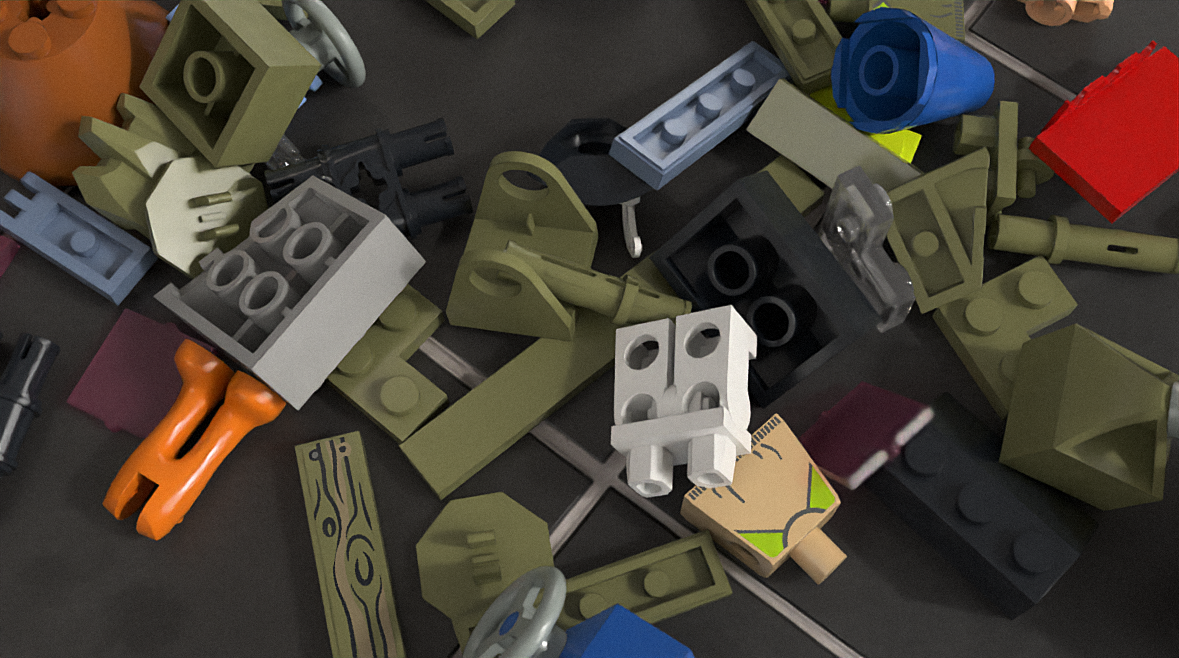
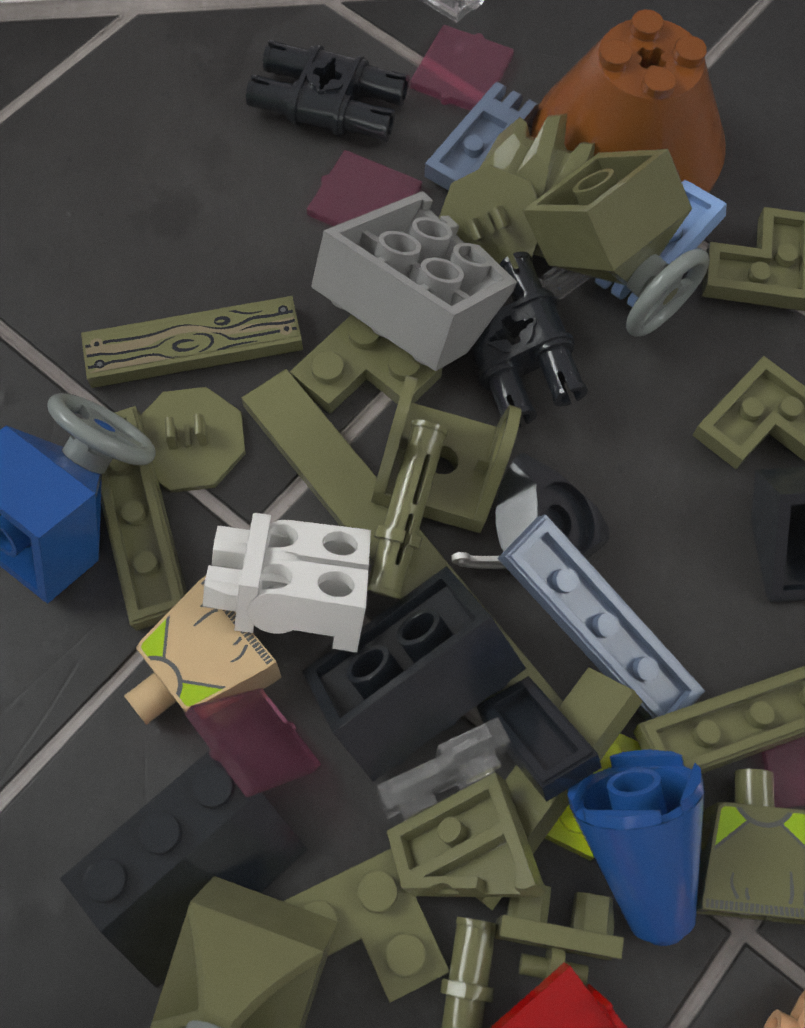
camera: 90 degrees right, 0 degrees up
(155, 460) = (275, 204): orange piece -> none
(840, 145) = (541, 738): none -> black tile

